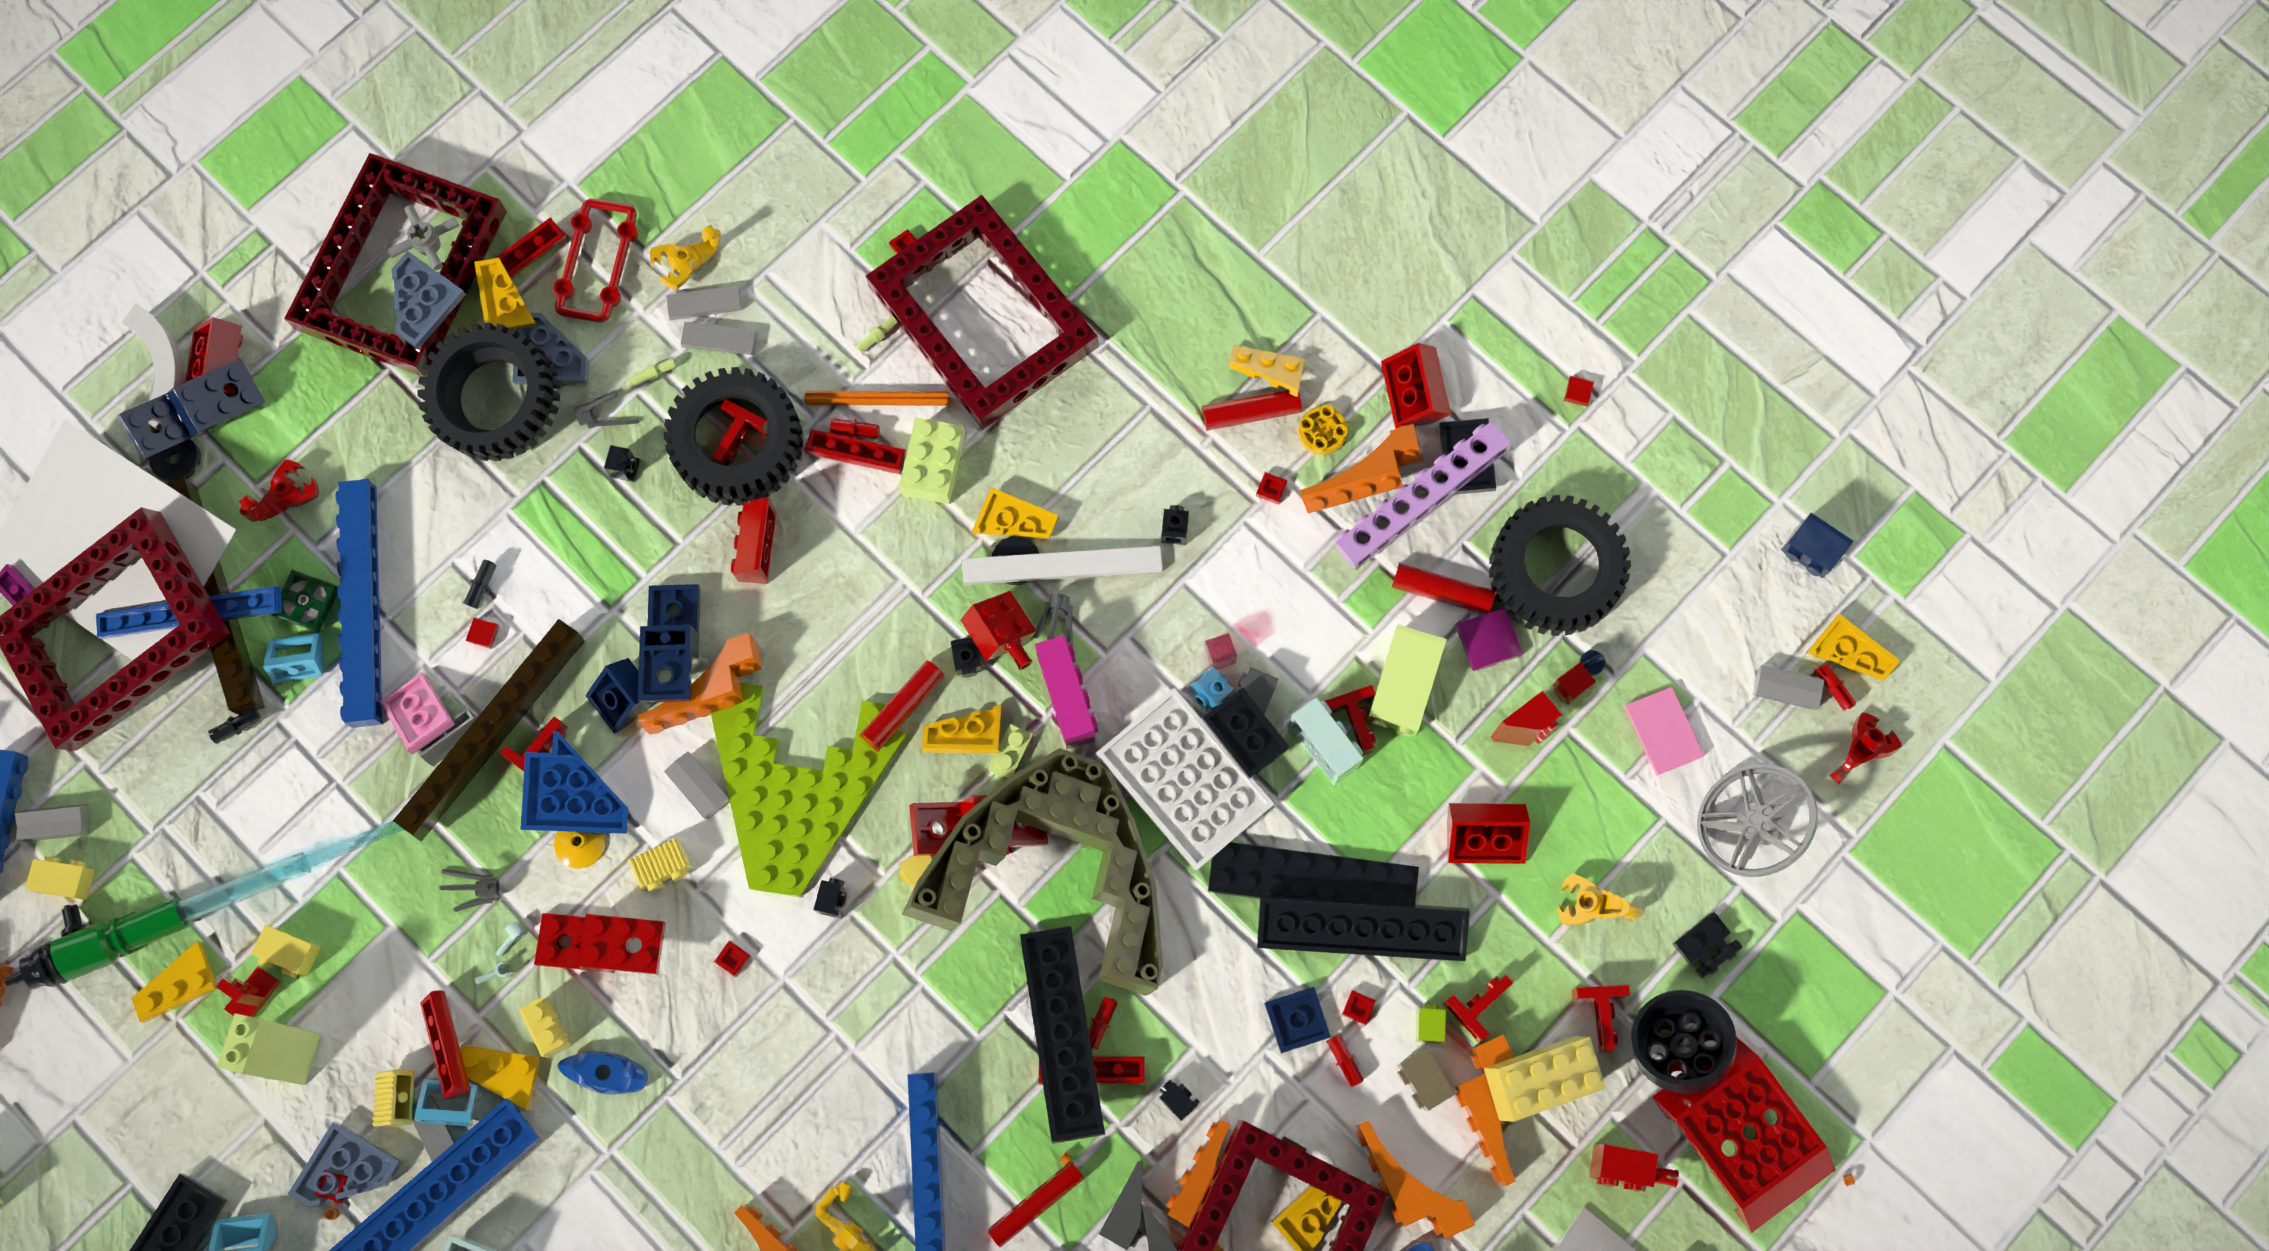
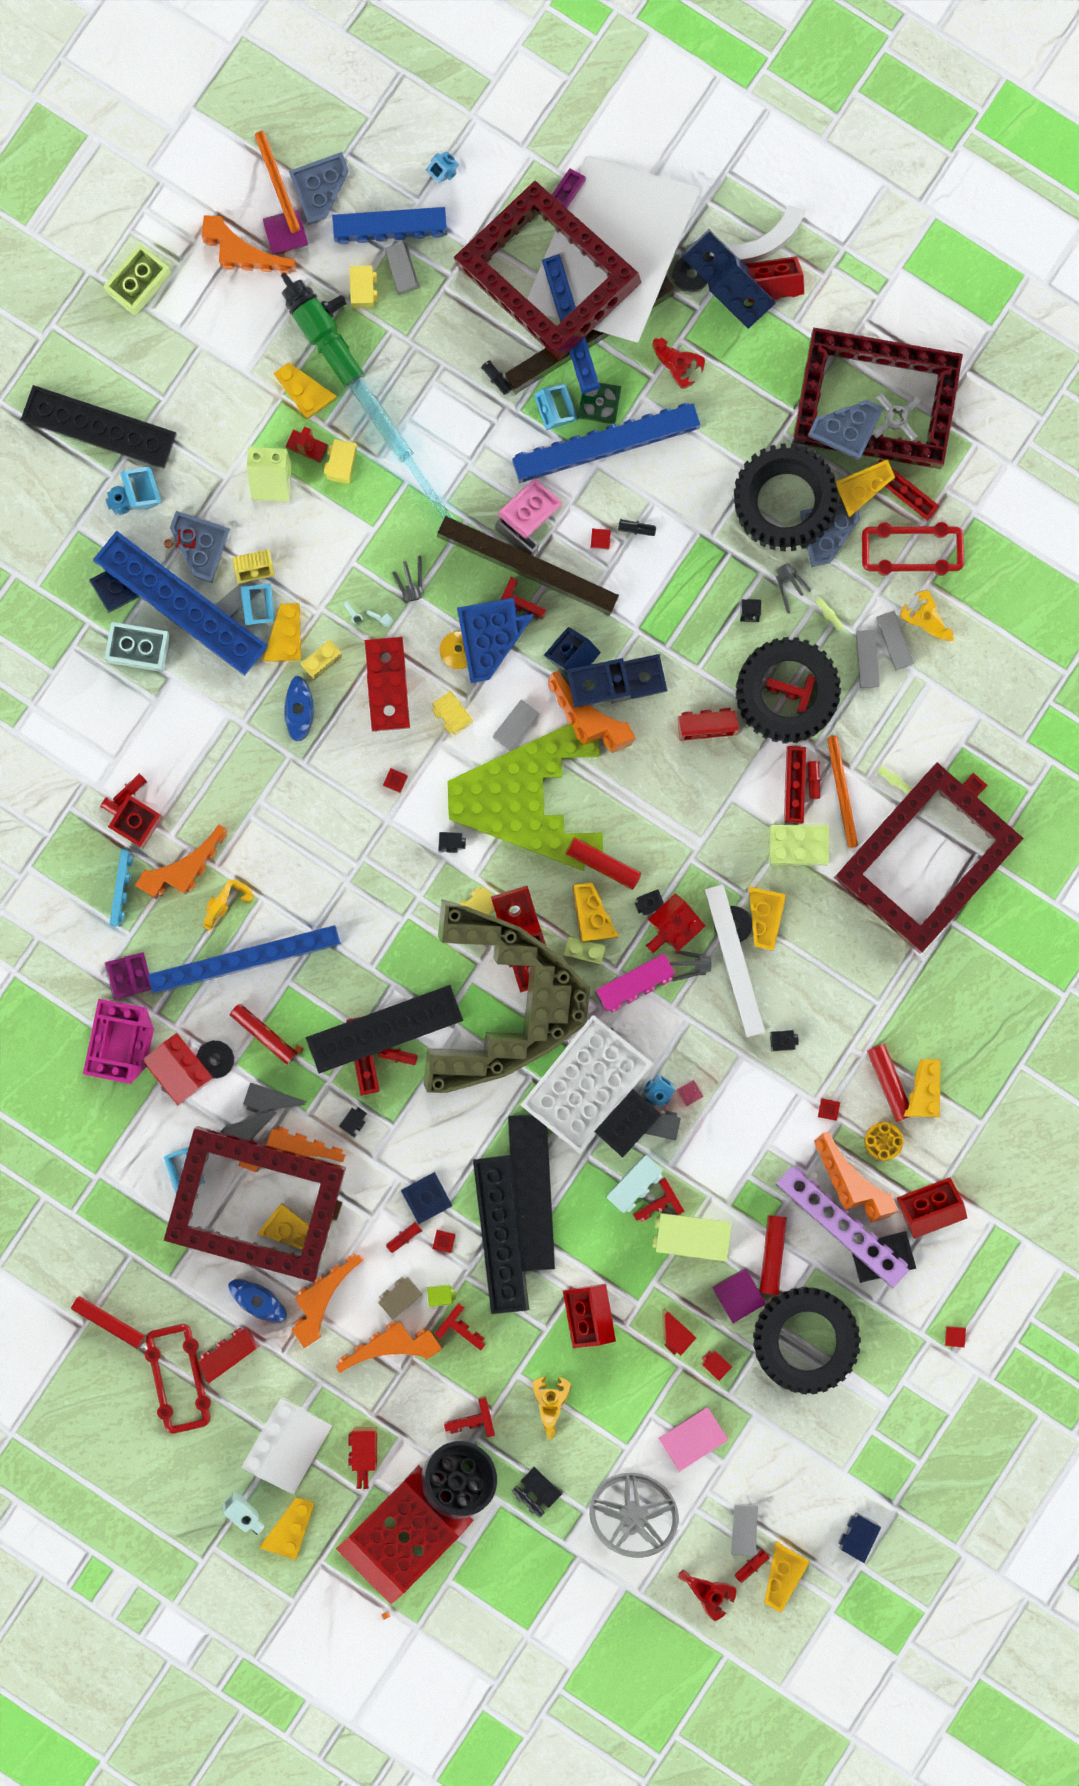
camera: 75 degrees right, 10 degrees up
(445, 1045) = (296, 592): red brick -> none
(1544, 1078) = (415, 1383): light yellow brick -> none
(1593, 662) = (736, 1377): dark blue tile -> none

